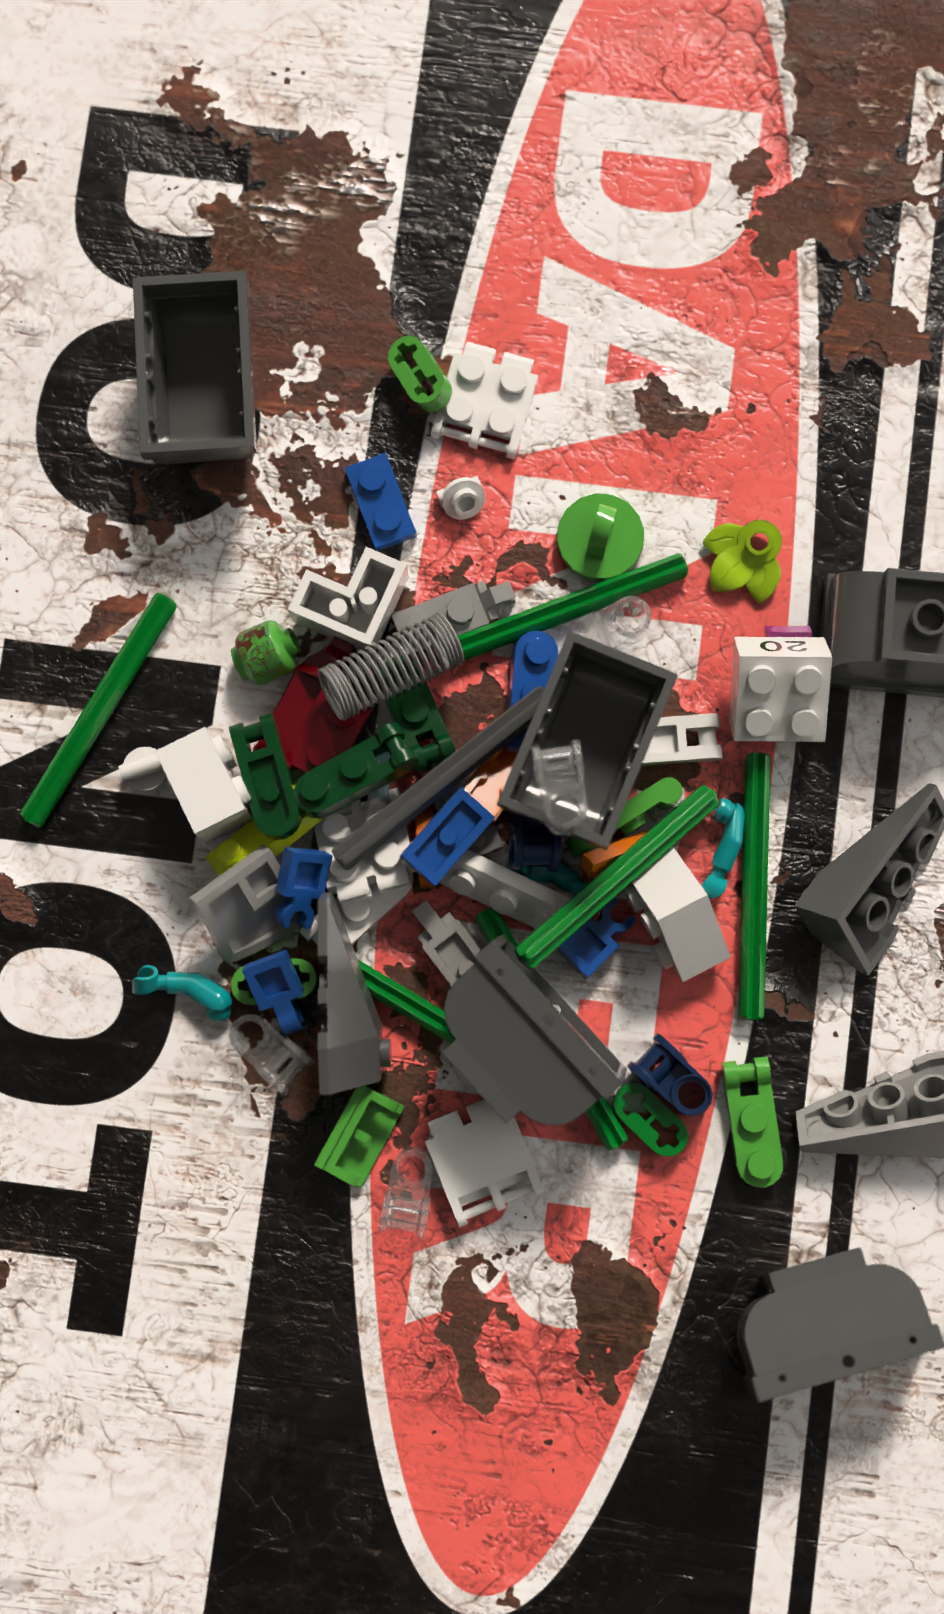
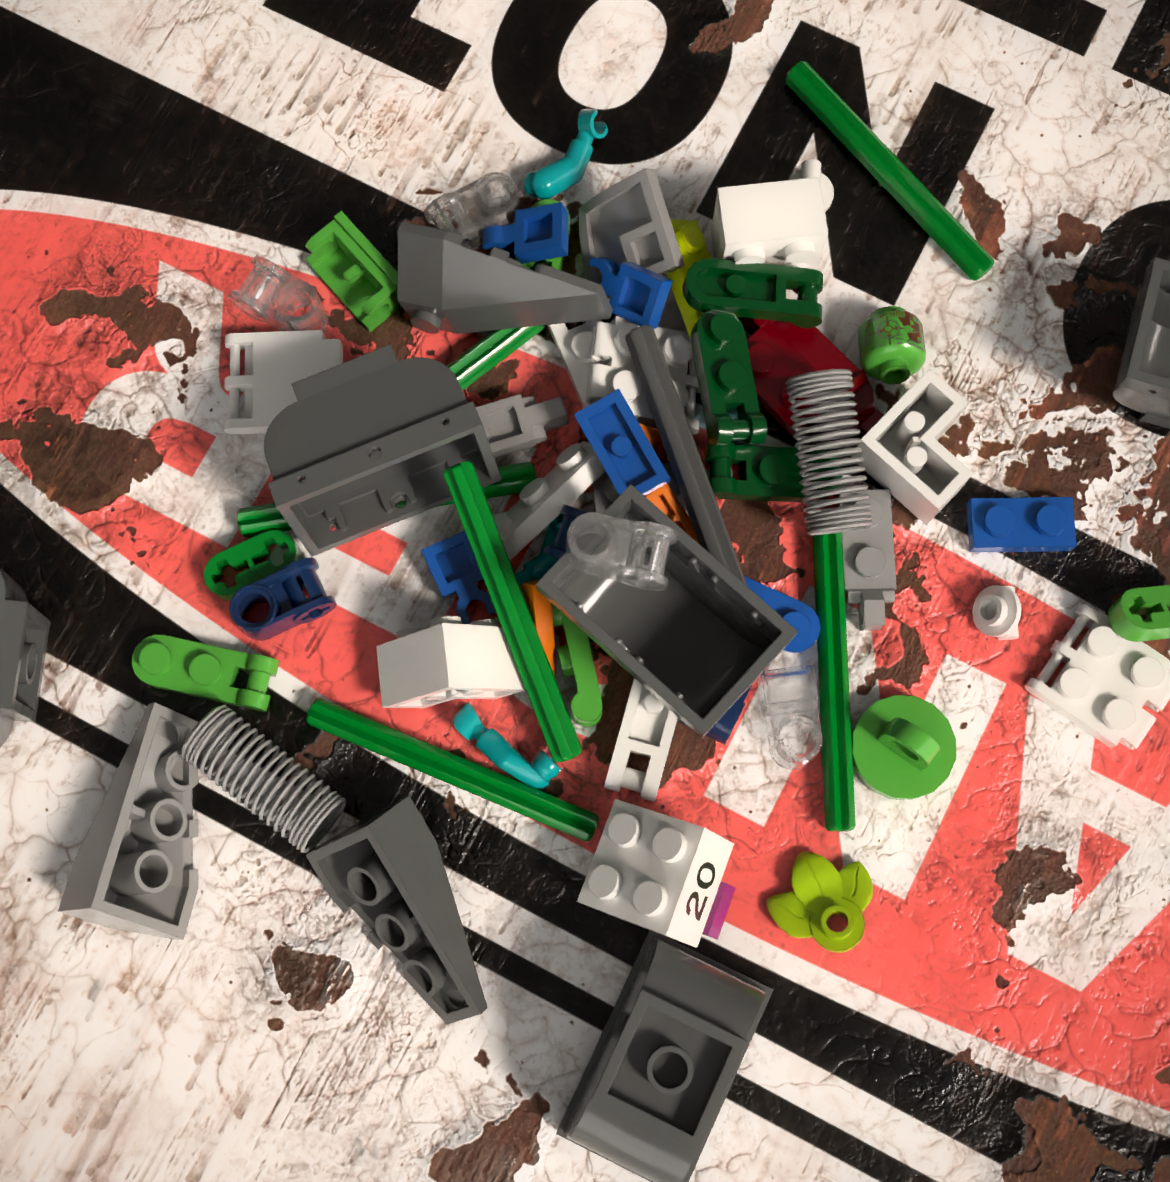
camera: 110 degrees right, 5 degrees down
(799, 1085) = (213, 736): none -> light grey piece

